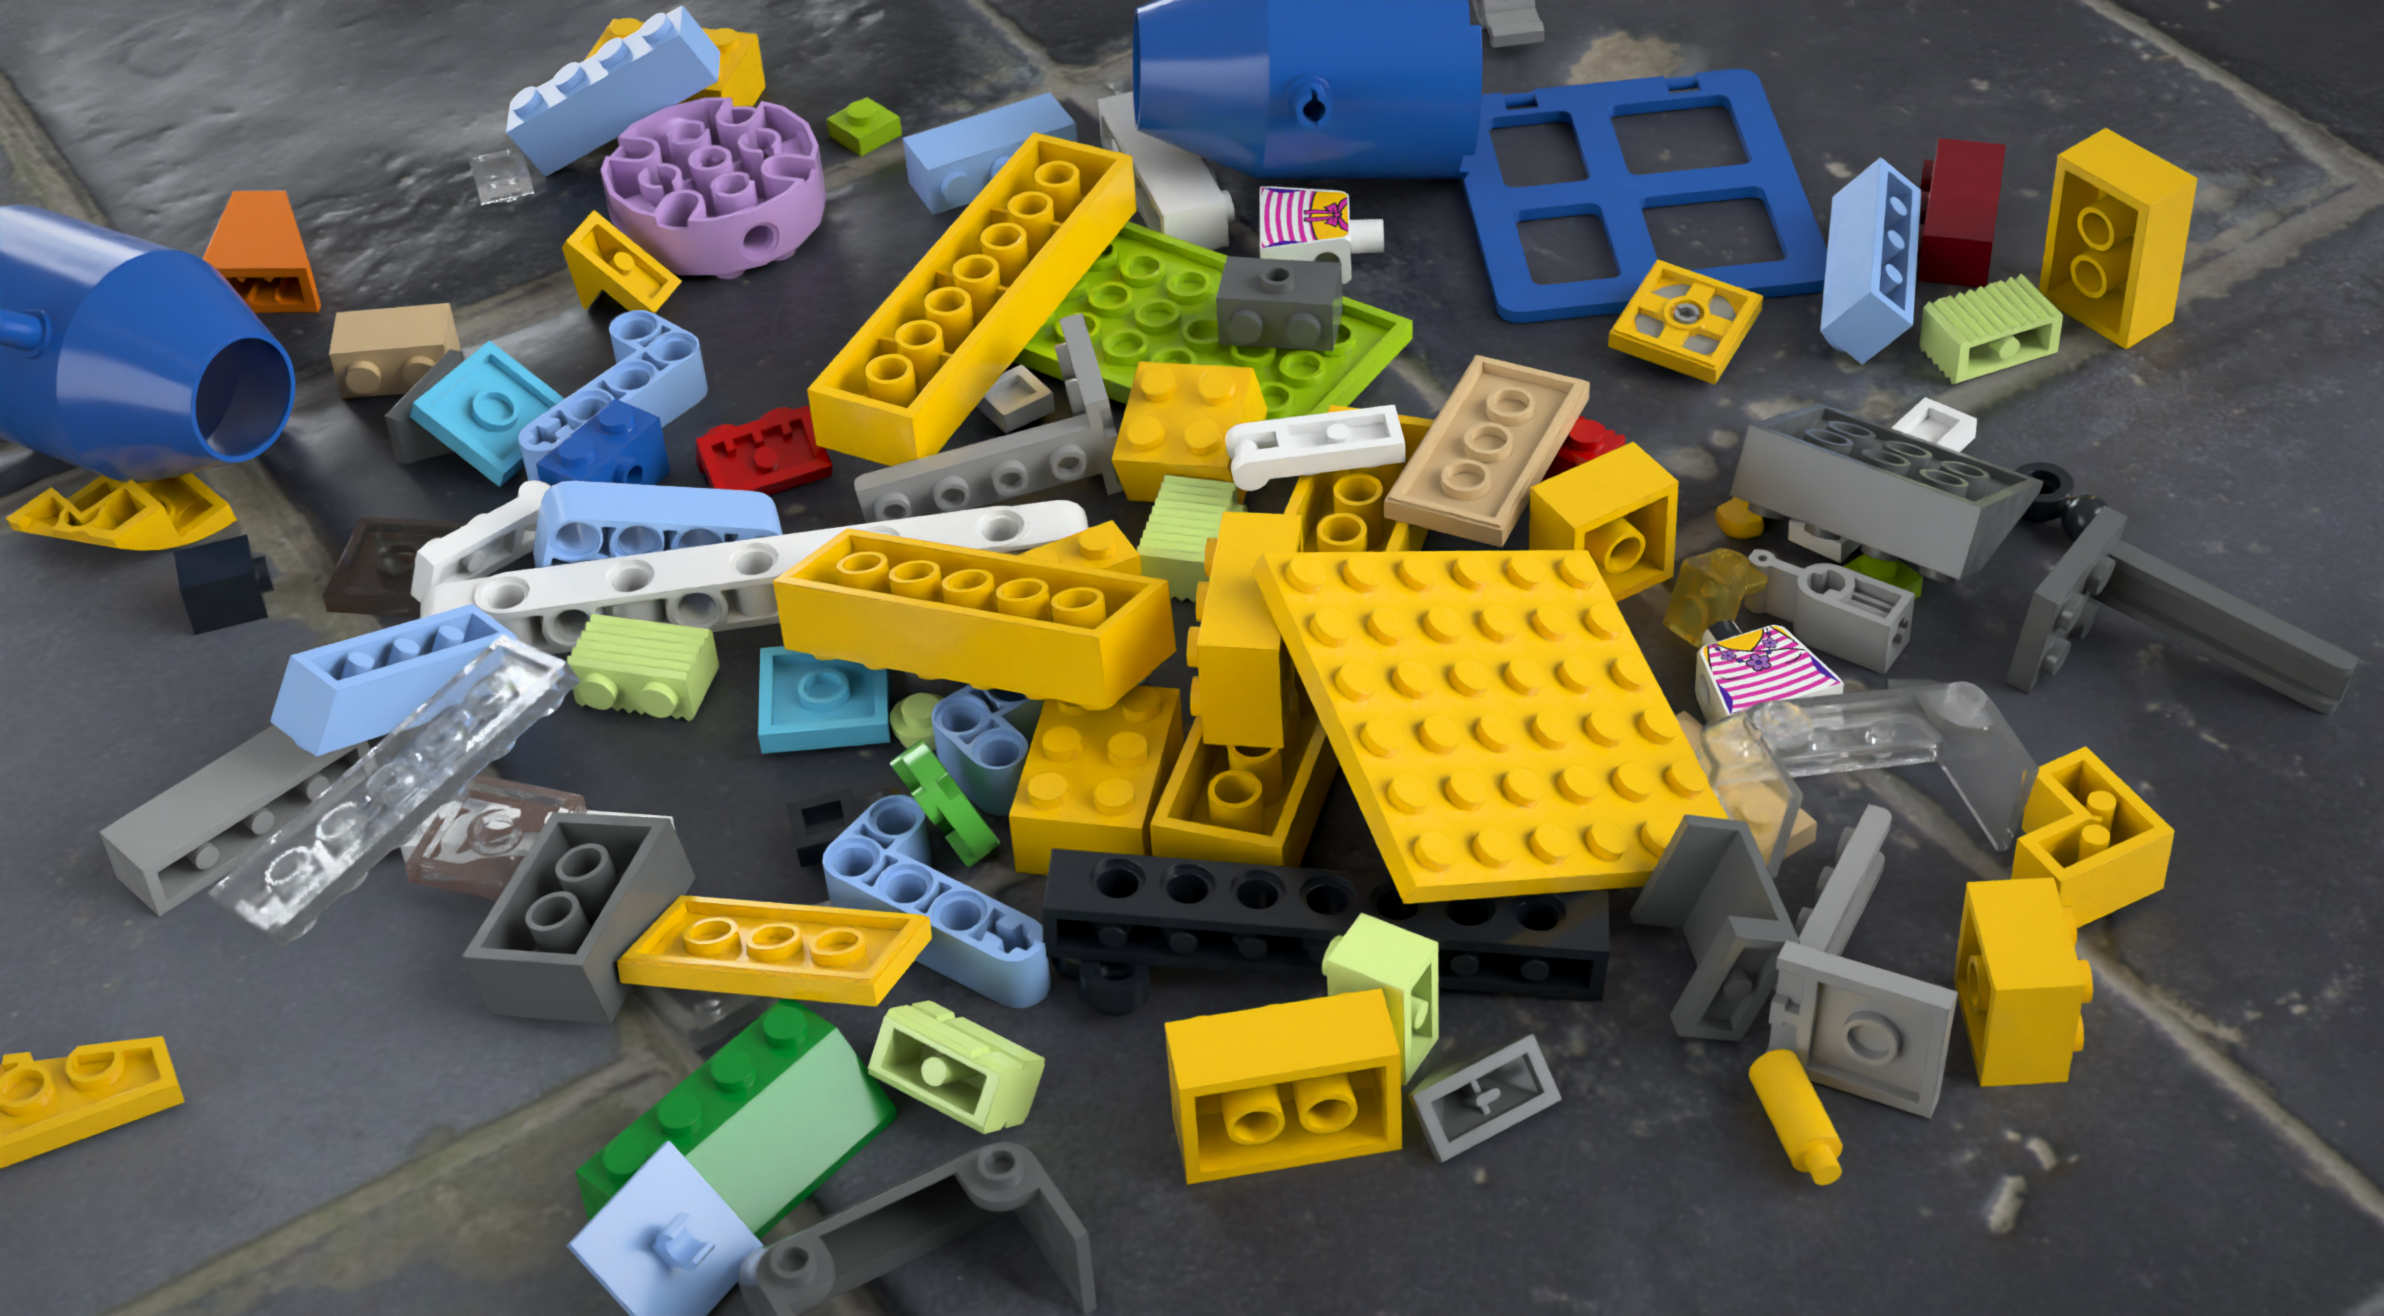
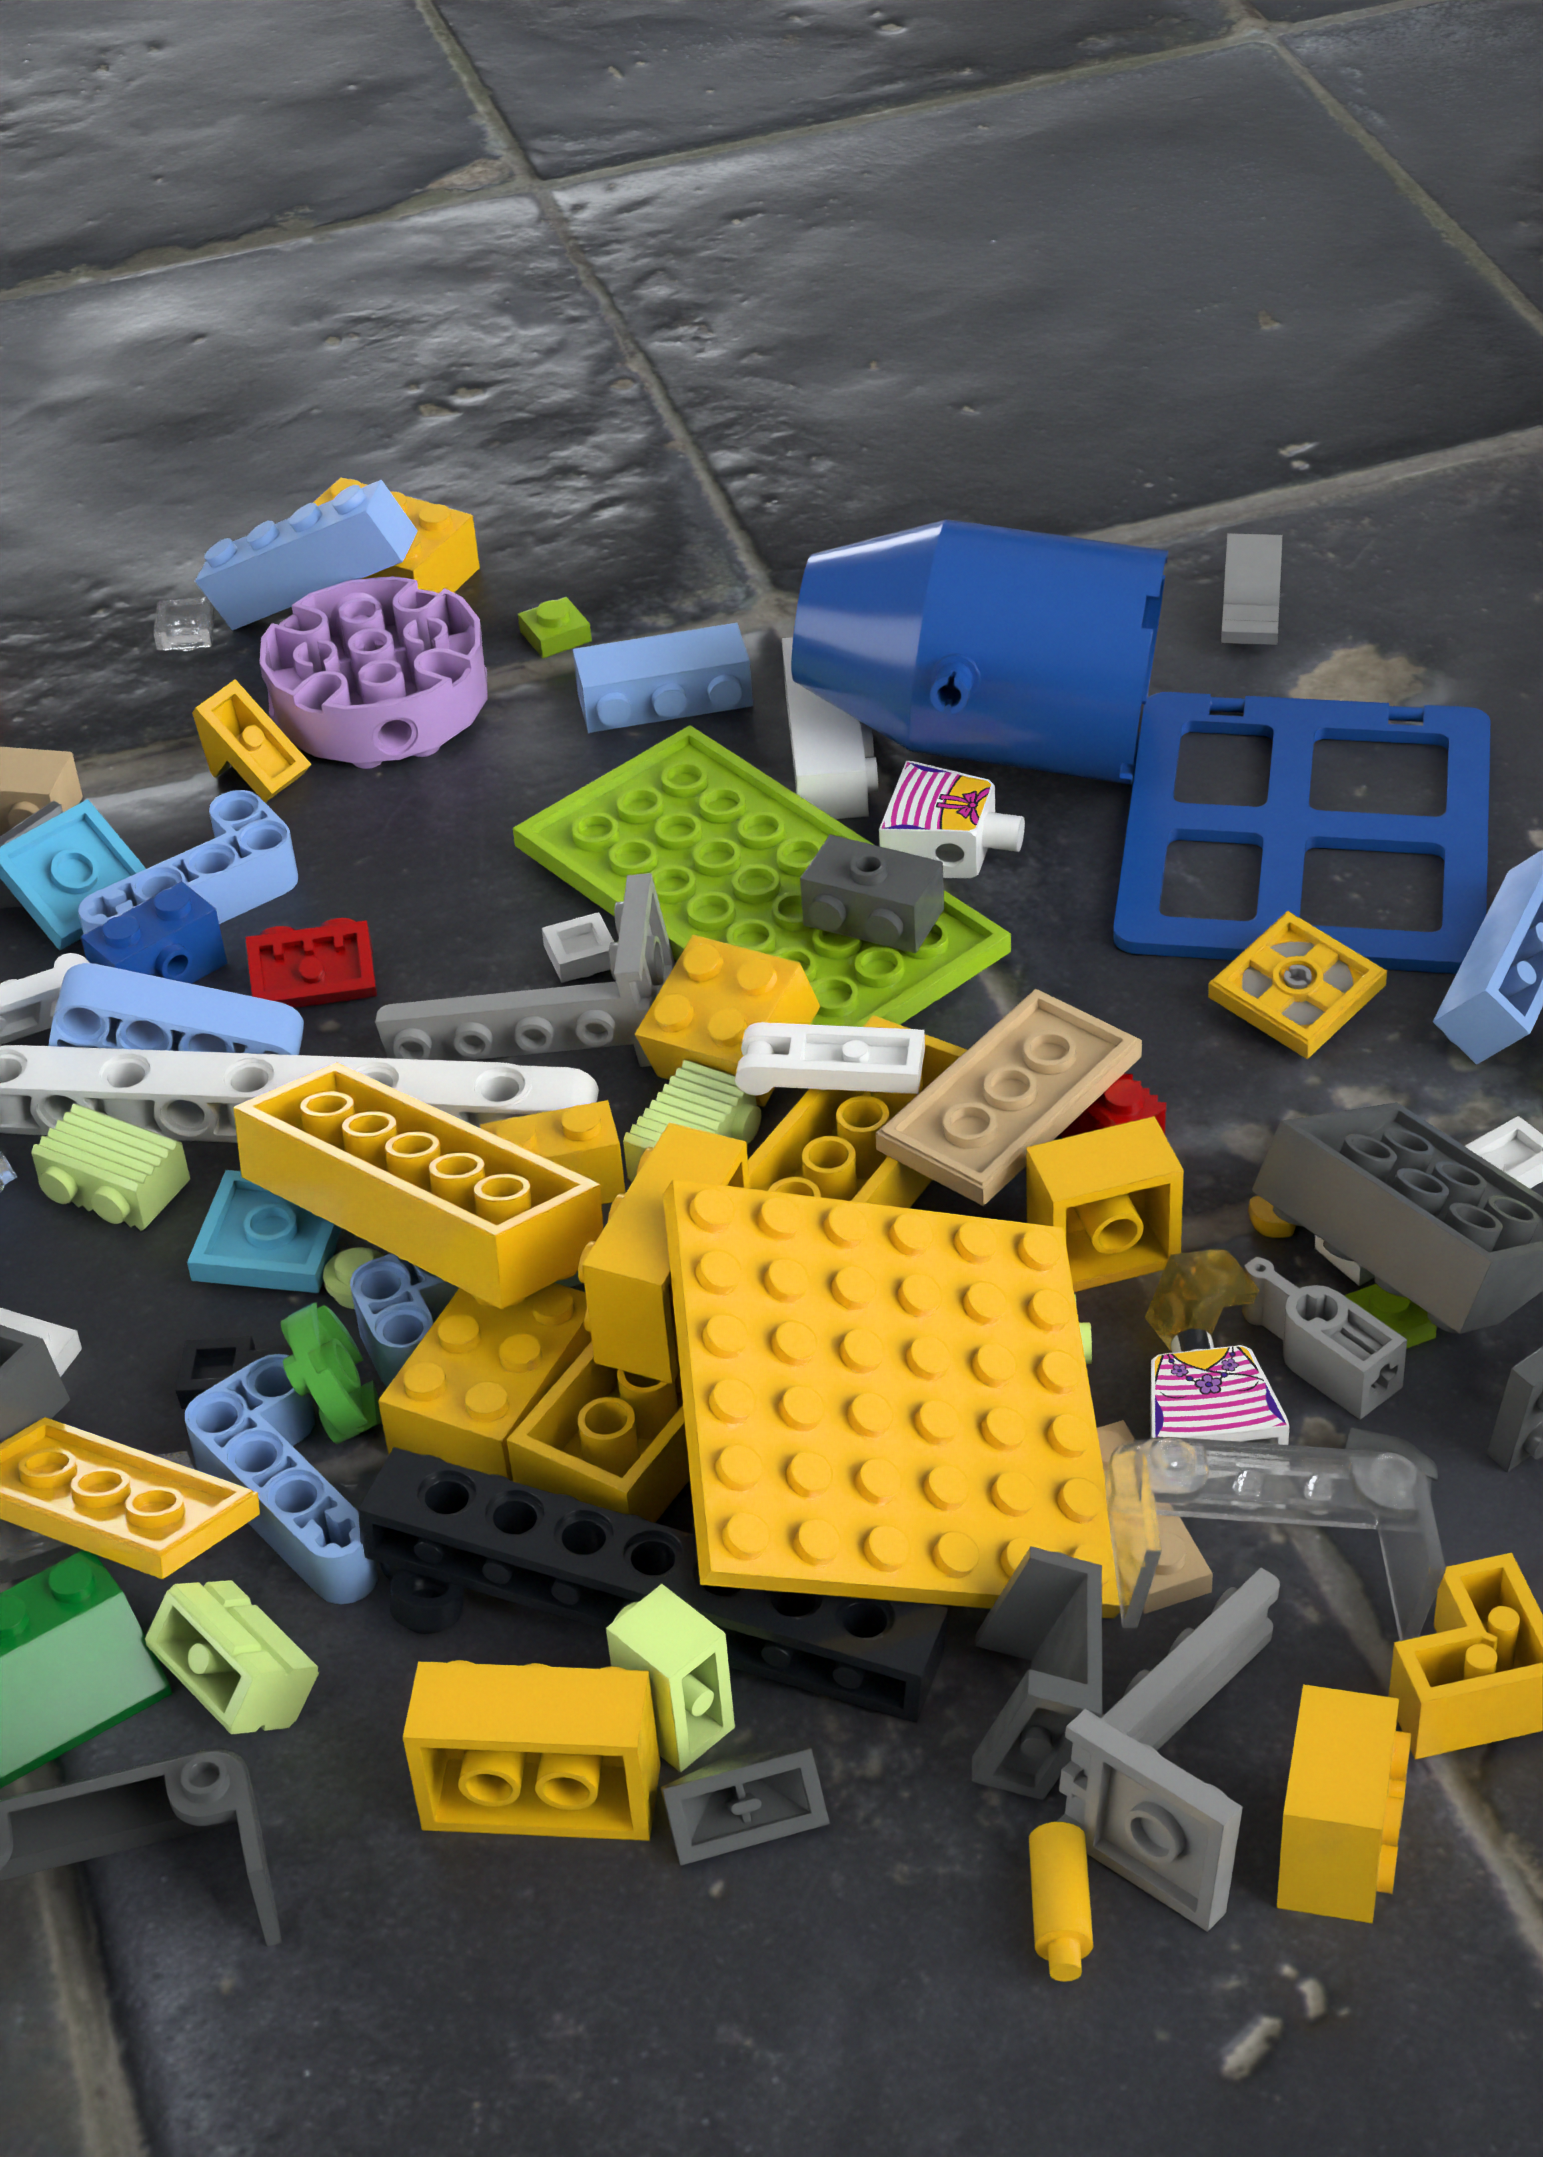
camera: 15 degrees right, 0 degrees up
(973, 302) = (564, 838): yellow brick -> none

